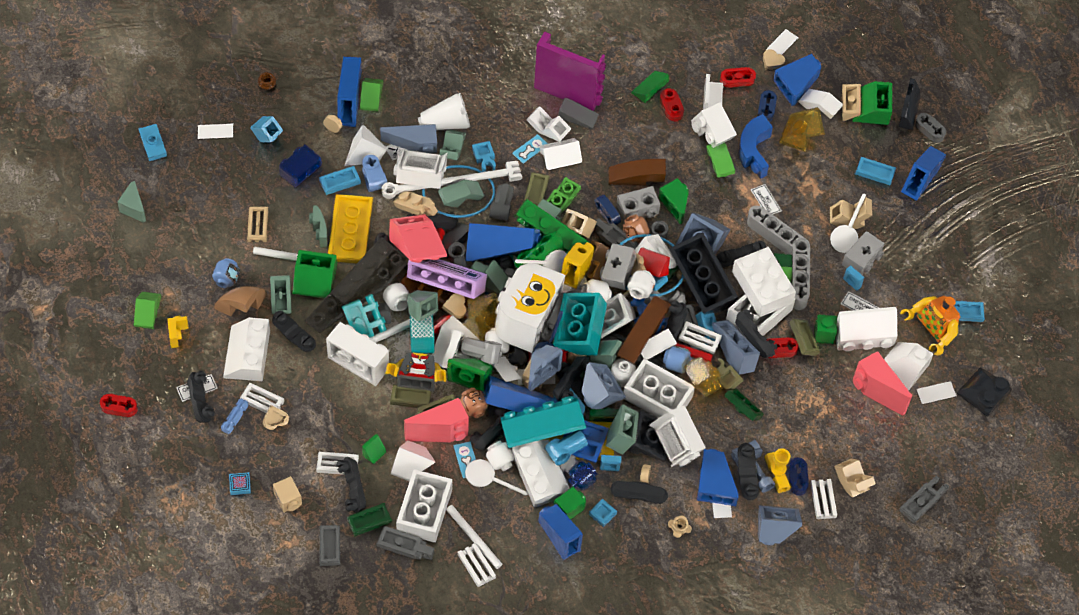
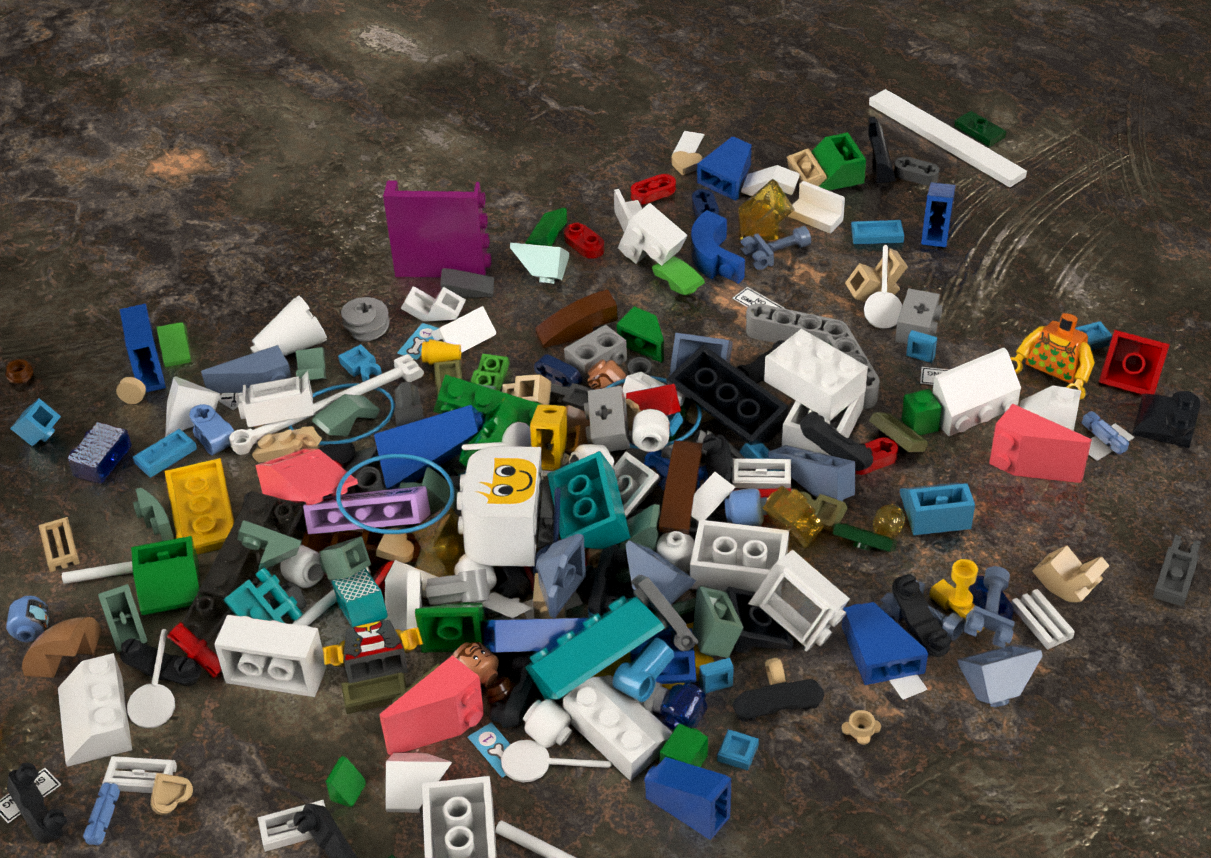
camera: 15 degrees left, 15 degrees down
(282, 356) = (153, 702): none -> white piece
(316, 332) = (195, 649): none -> red pin
(382, 285) = (276, 545): none -> sand green slope
(461, 303) = (399, 531): none -> dark azure piece
(482, 424) = (500, 690): none -> reddish brown plate
(500, 119) = (365, 318): none -> light grey piece
(538, 165) = (438, 351): none -> yellow cone
(592, 417) = (649, 594): none -> dark grey hinge
(634, 114) = (542, 262): none -> light aqua slope
(764, 399) = (889, 520): none -> clear yellow piece
(784, 166) = (765, 254): none -> sand blue bar
(799, 400) = (938, 507): none -> dark azure slope
(805, 466) = (996, 580): none -> sand blue bar
(843, 137) = (818, 207): none -> white panel
(937, 386) = (1105, 432): none -> medium blue axle
(969, 105) = (948, 138): none -> white tile
(984, 343) = (1134, 363): none -> red slope
(997, 105) = (980, 128): none -> dark green plate

